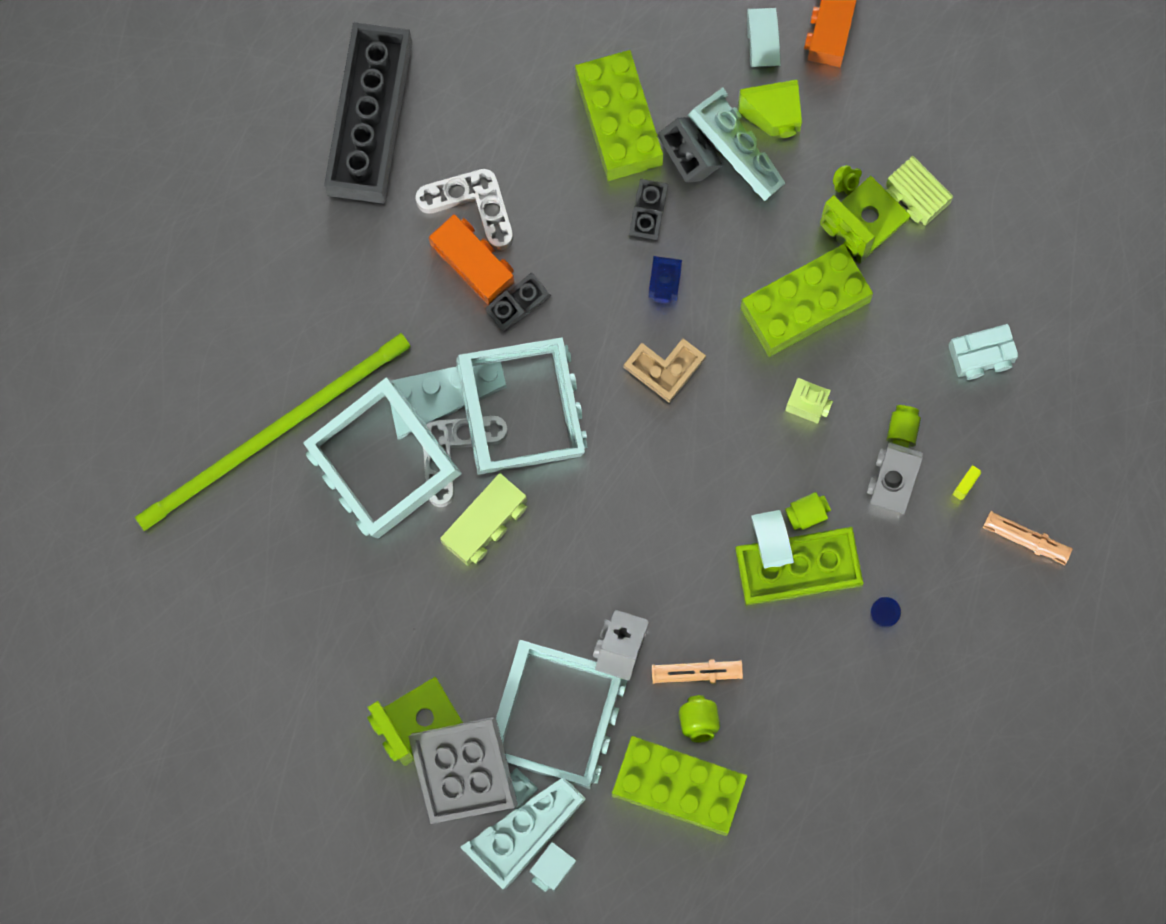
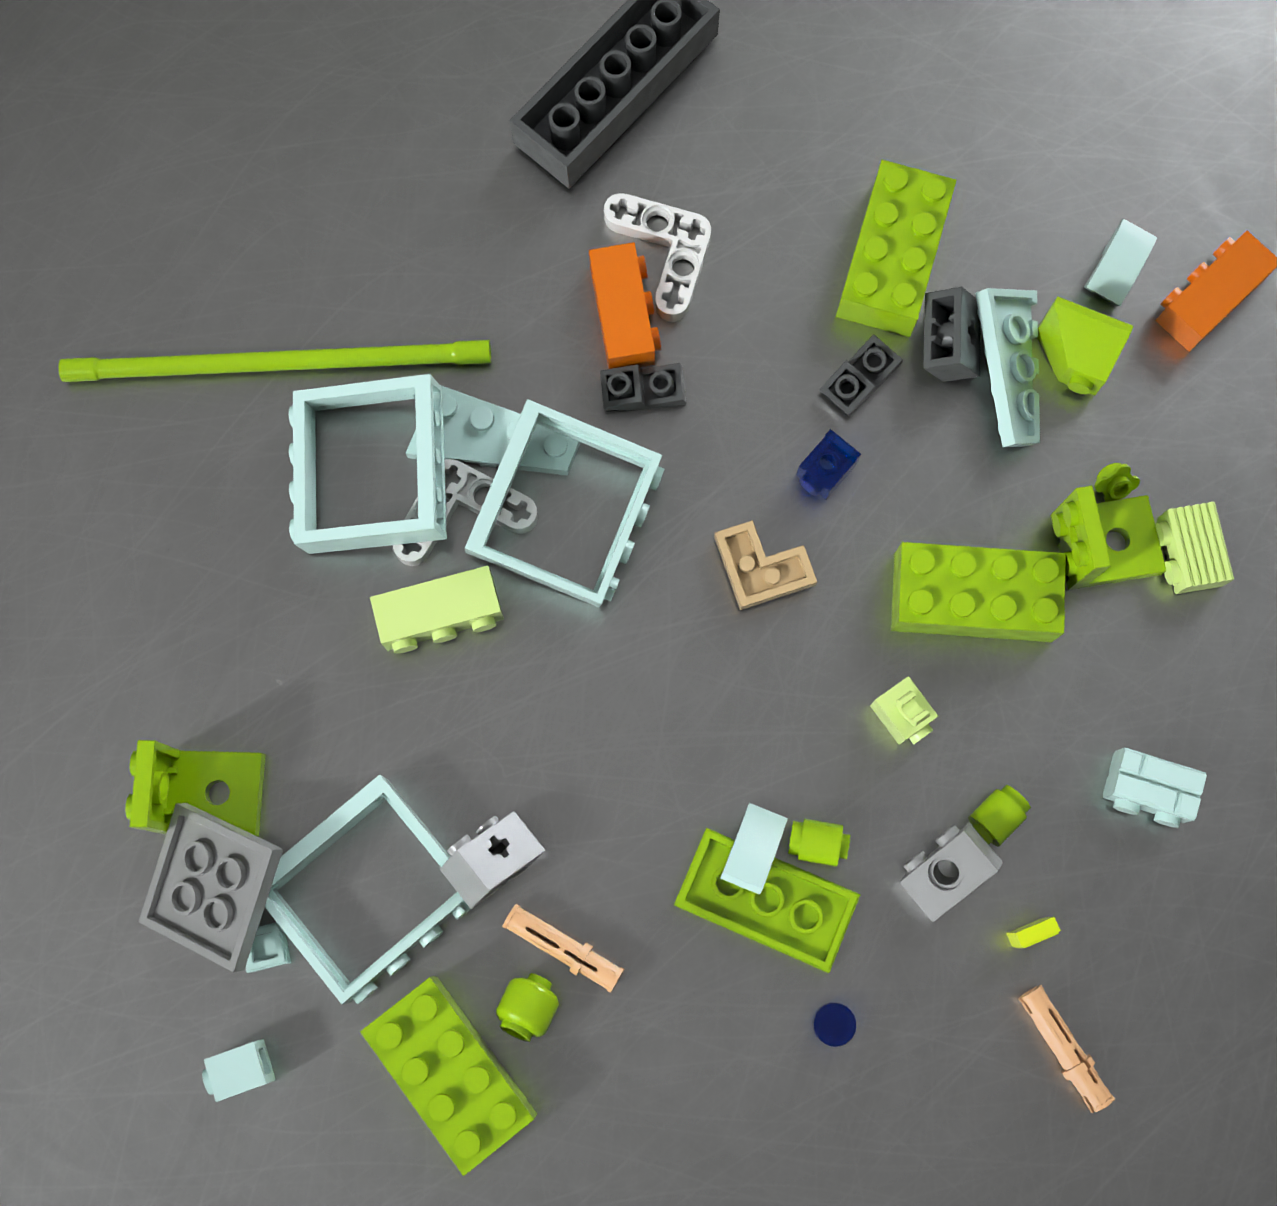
camera: 30 degrees right, 0 degrees up
(518, 838) = (222, 1008): light aqua wing -> none

